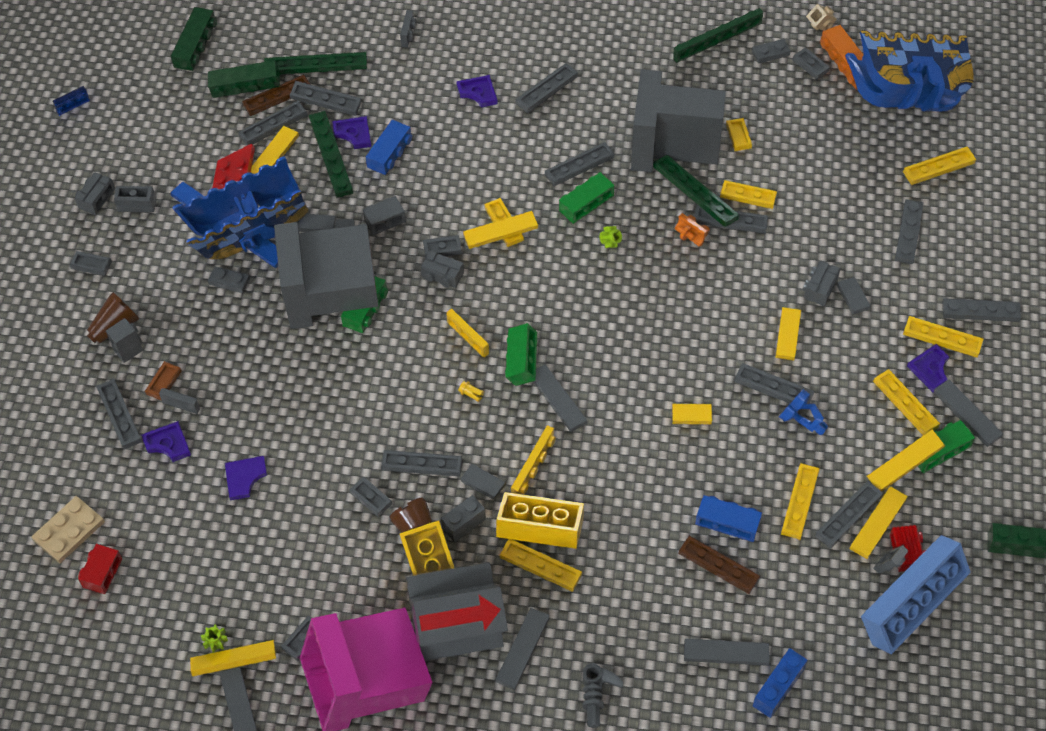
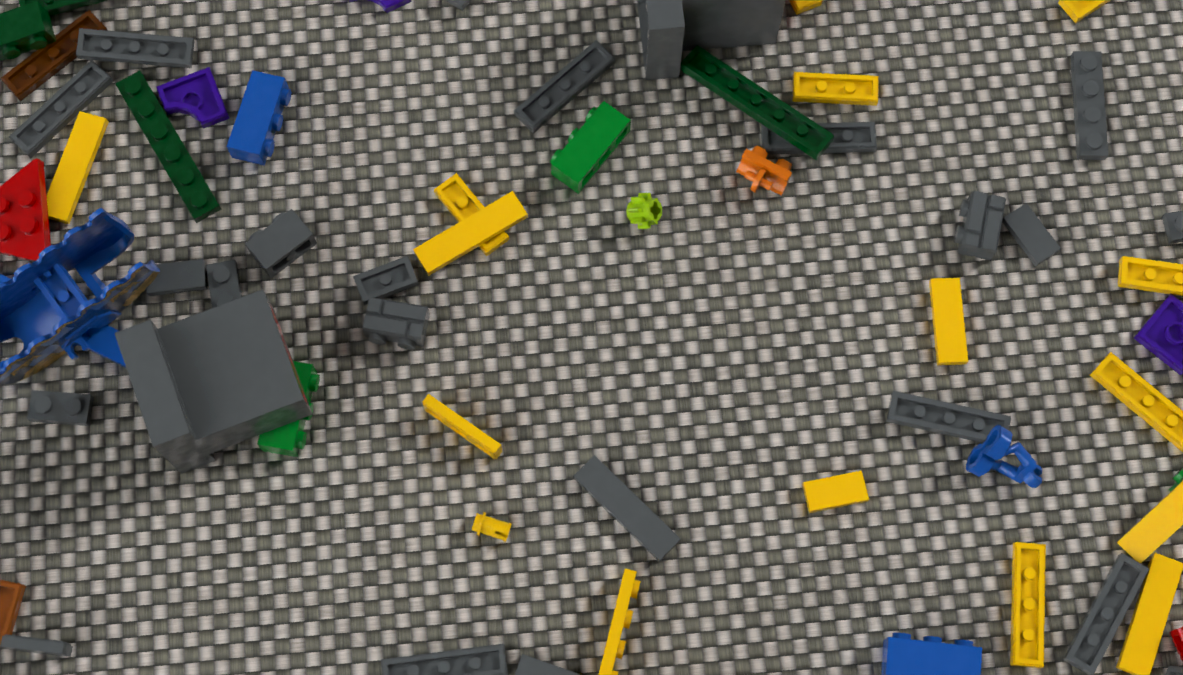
camera: 15 degrees left, 15 degrees up
(521, 354) = (555, 449): green brick -> none

